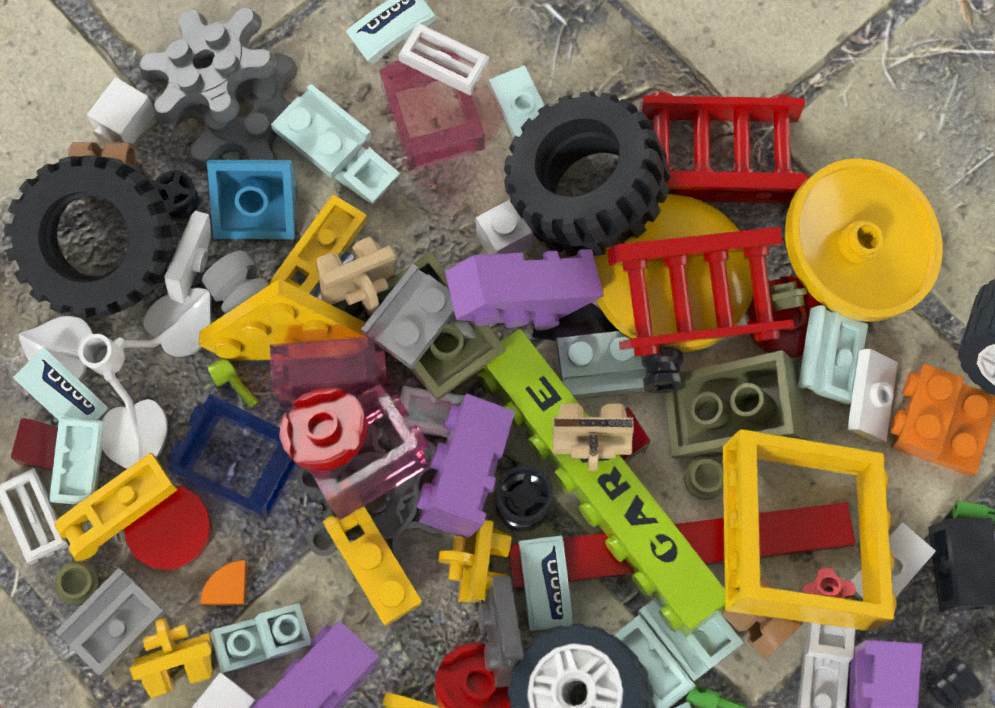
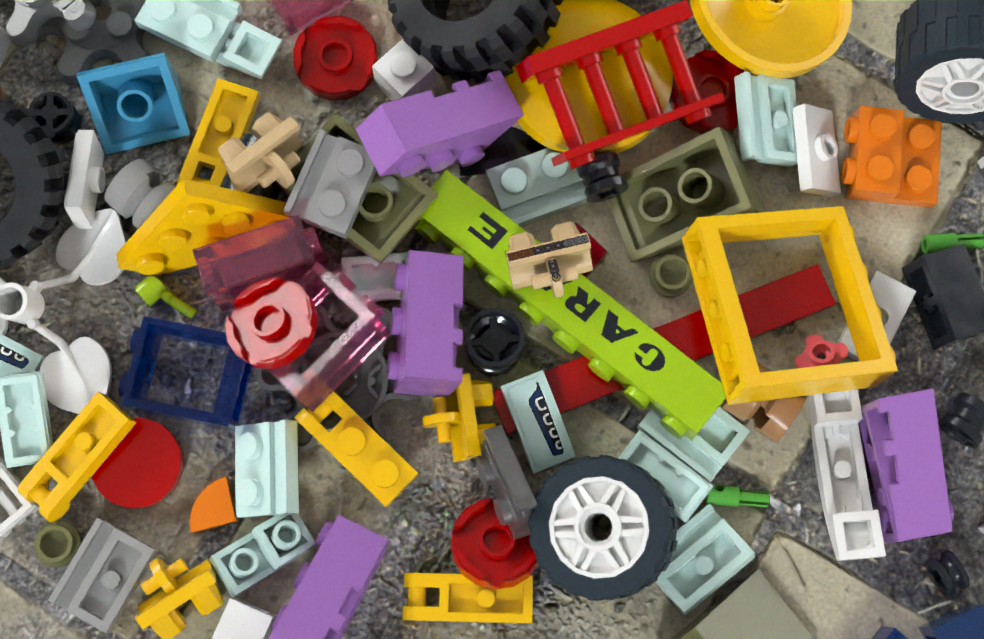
camera: 15 degrees left, 5 degrees up
(284, 563) = (266, 469): none -> light aqua plate
(445, 201) = (335, 58): none -> red tile
(787, 296) = (708, 70): olive plate -> none

